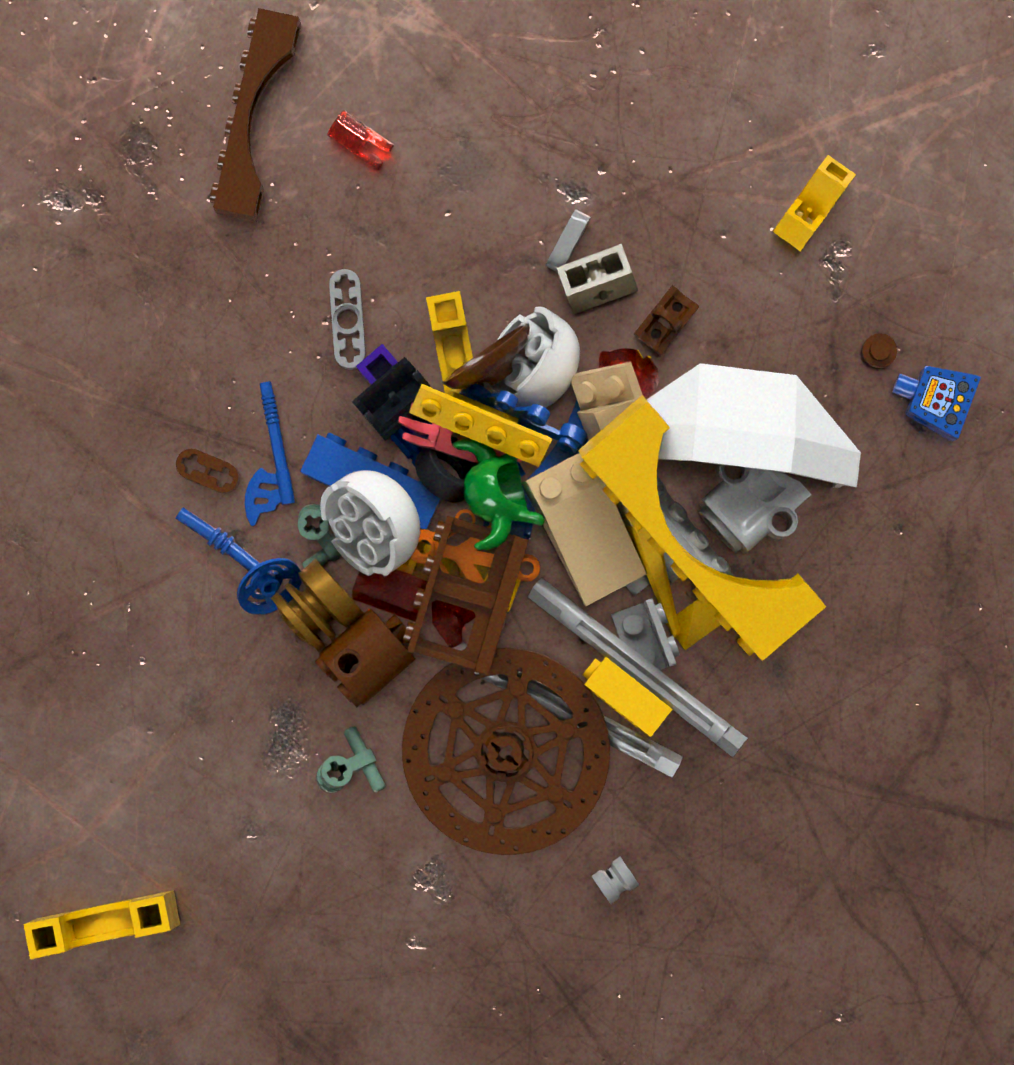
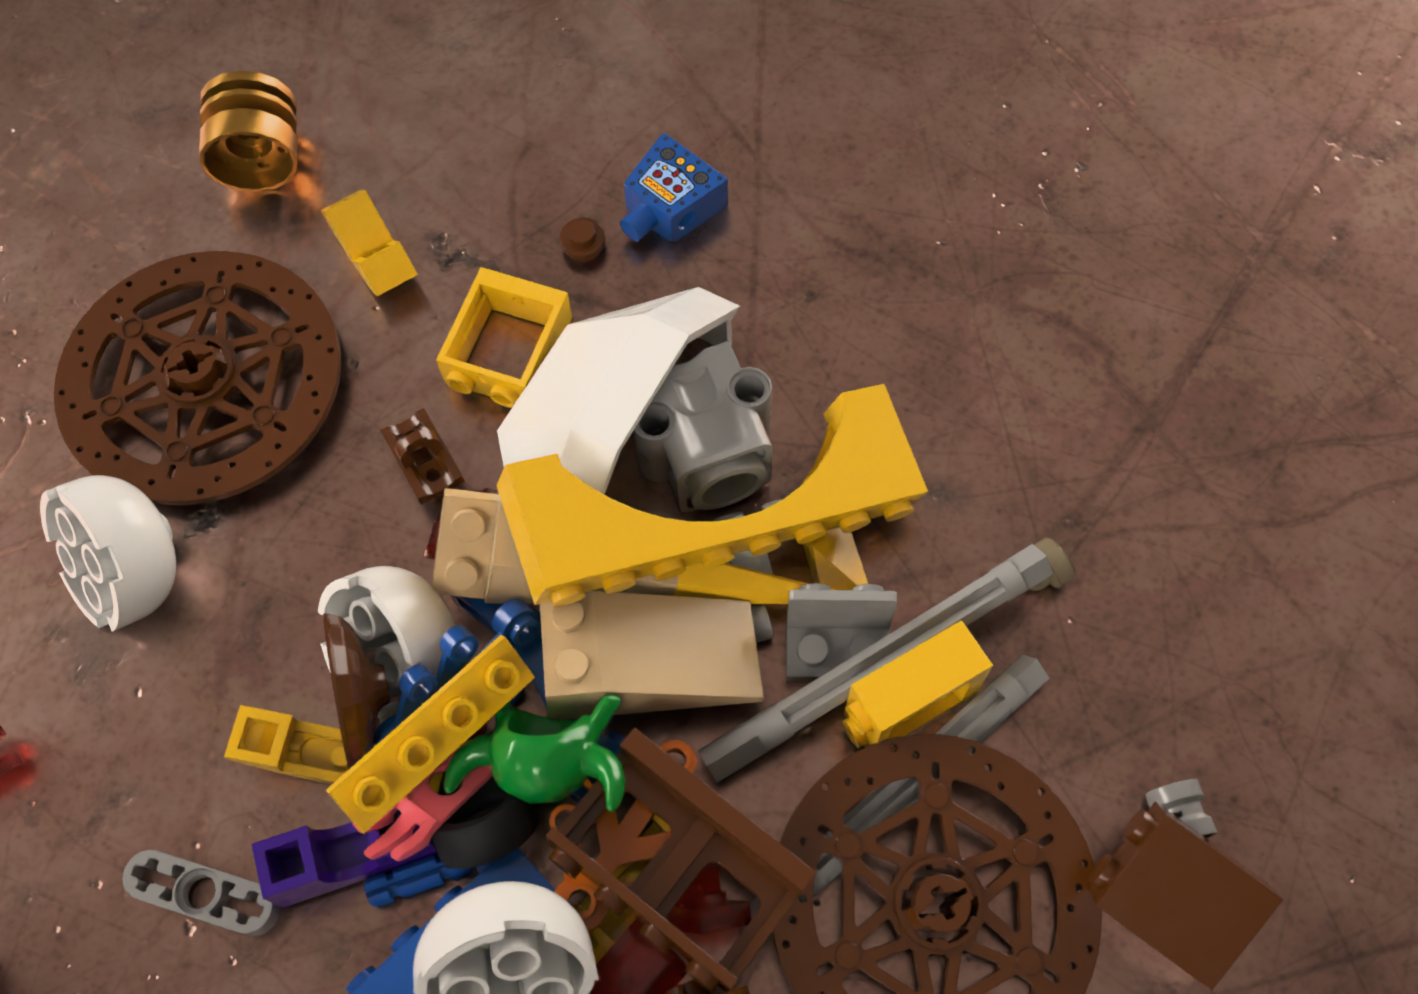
camera: 70 degrees left, 20 degrees down
(390, 398) = (331, 862): black hinge -> none
(531, 164) = (111, 548): none -> white cylinder
(563, 889) = (1182, 894): none -> reddish brown brick
(568, 240) = (258, 543): light grey beam -> none
(597, 279) = (323, 519): dark tan brick -> none
(674, 52) = (198, 376): none -> reddish brown piece
(752, 755) = (1059, 562): none -> dark tan tile
(810, 330) = (512, 297): none -> yellow window
(868, 74) = (248, 131): none -> pearl gold wheel

